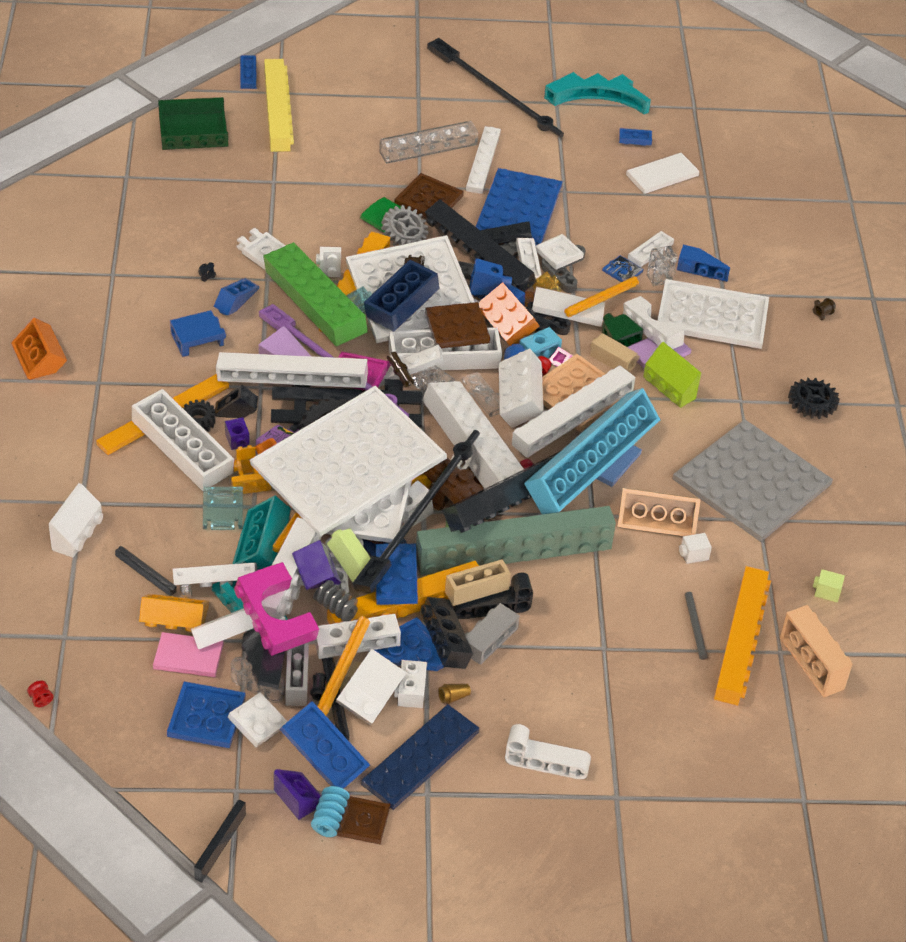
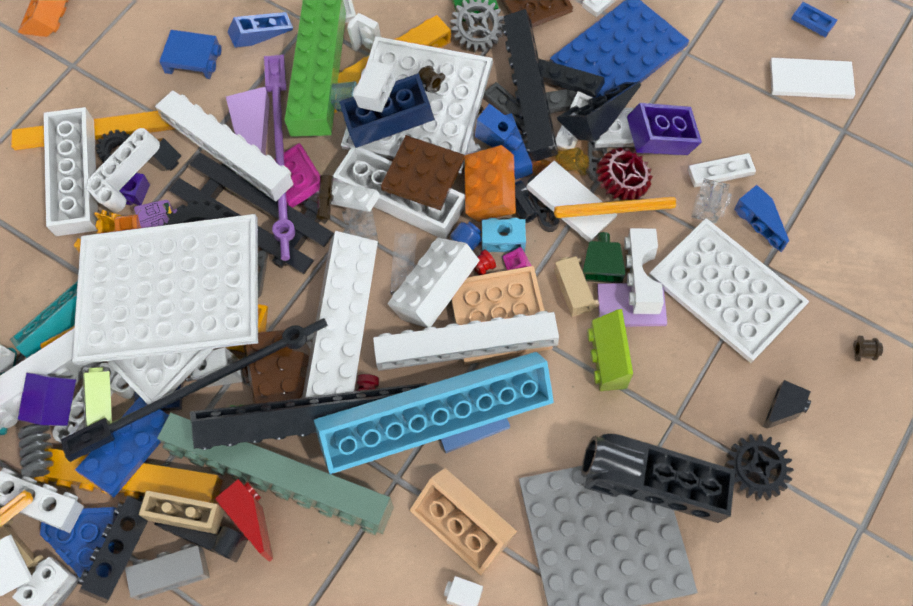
camera: 40 degrees right, 20 degrees up
(223, 507) = (49, 270): clear light blue container -> none
(225, 425) = (120, 168): none -> white beam
(388, 277) = (375, 86): none -> white brick
(520, 561) = (242, 506): none -> red slope
(546, 244) = (599, 114): none -> black wedge
(591, 275) = (624, 174): none -> dark red gear
(596, 236) = (663, 129): none -> dark purple brick
(622, 269) = (672, 180): piece -> none
(760, 423) = (658, 476): none -> black brick
(801, 358) = (787, 404): none -> black slope

